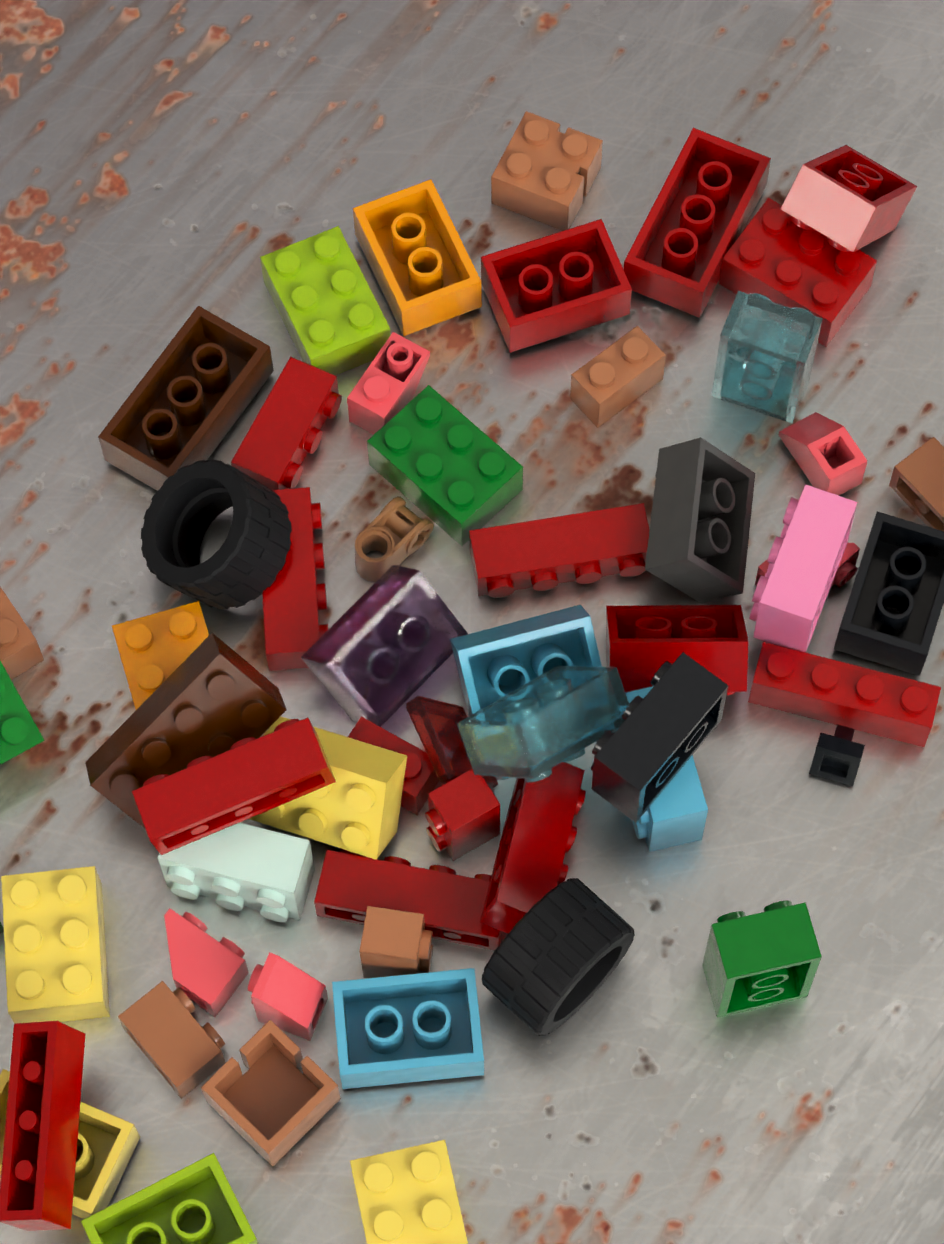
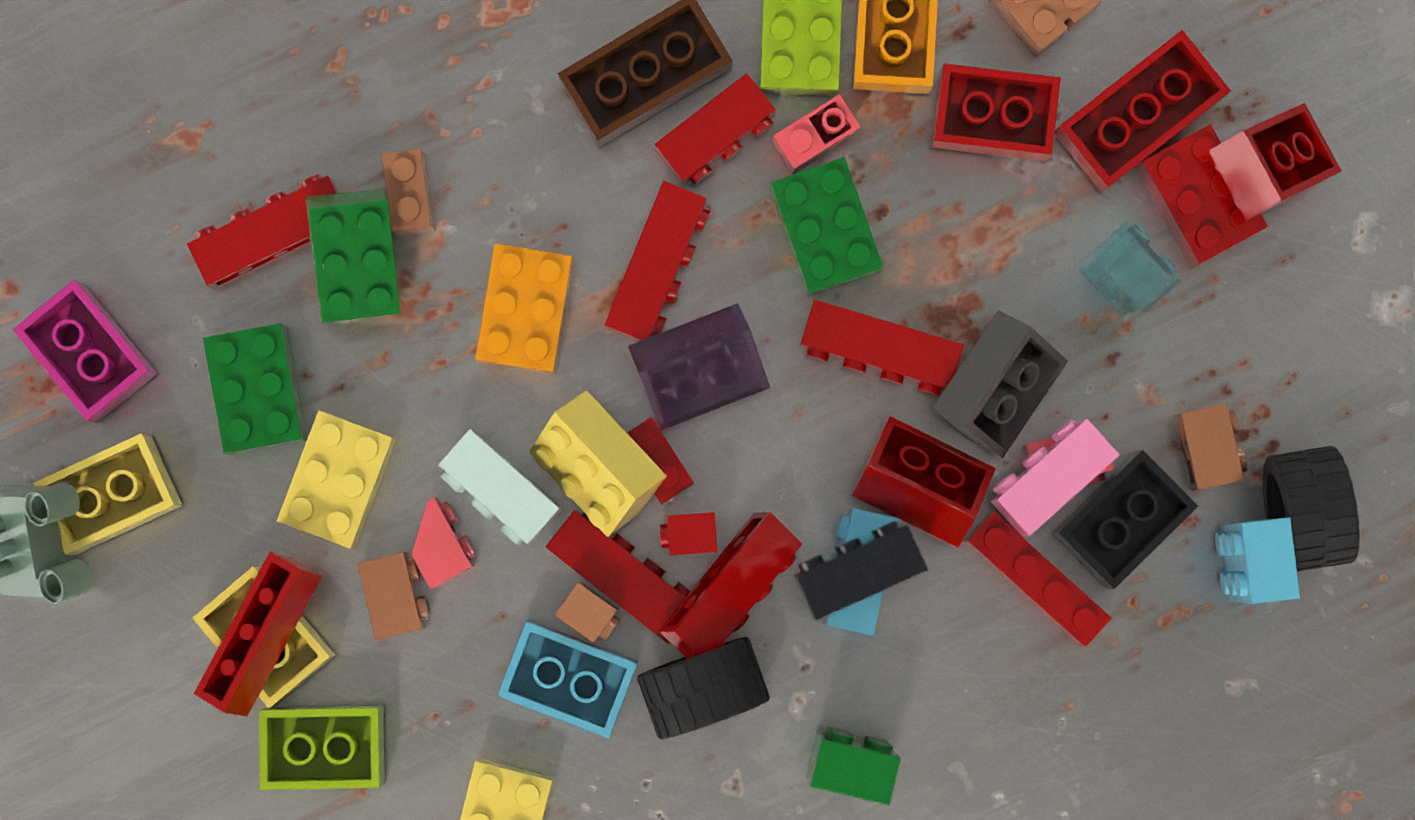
camera: 25 degrees right, 20 degrees up
(184, 512) = (579, 187): black tyre -> none
(191, 715) = (506, 373): reddish brown brick -> none
(233, 785) = (518, 444): red brick -> none
(273, 1099) = (443, 678): nougat piece -> none
(287, 996) = (489, 610): coral slope -> none
(393, 532) = (754, 267): medium nougat piece -> none
(441, 738) = (711, 471): clear red tile -> none
(515, 653) = (801, 442): medium azure brick -> none
(544, 722) = (782, 509): clear light blue brick -> none
(617, 376) = (1004, 217): nougat brick -> none
(825, 453) = (1133, 367): coral slope -> none
(837, 756) = (1005, 624): black tile -> none

